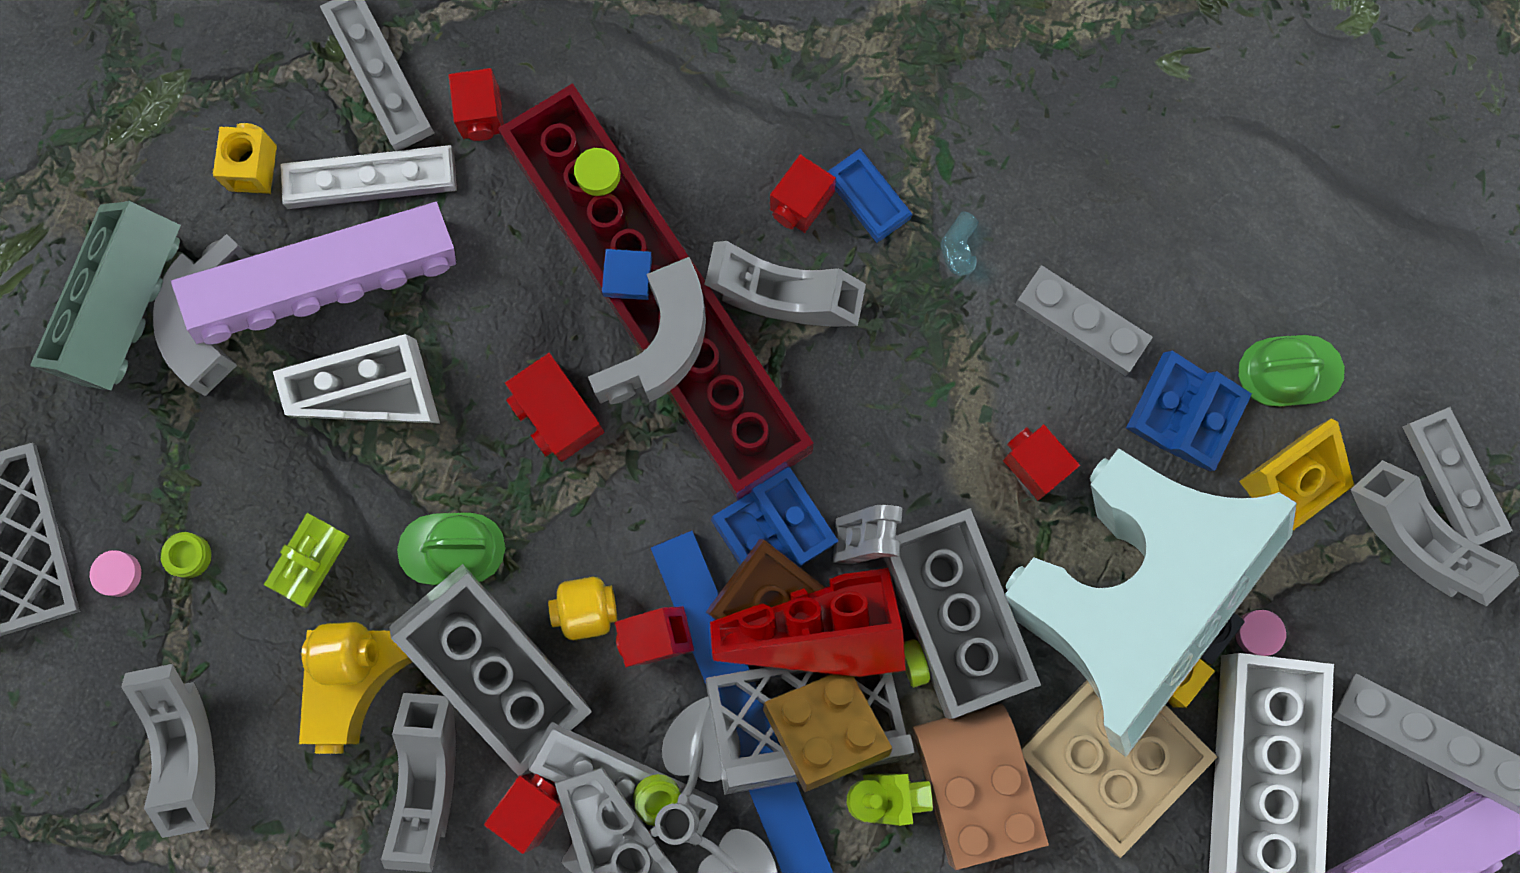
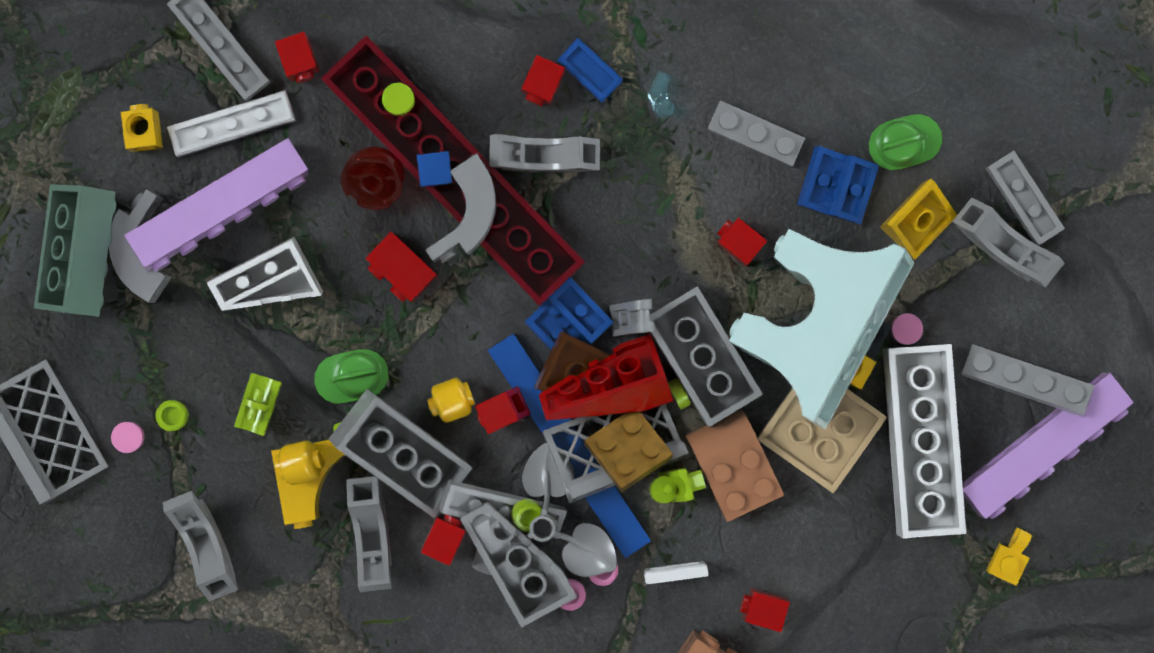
camera: 10 degrees left, 10 degrees up
(540, 276) = (373, 177): none -> clear red cylinder

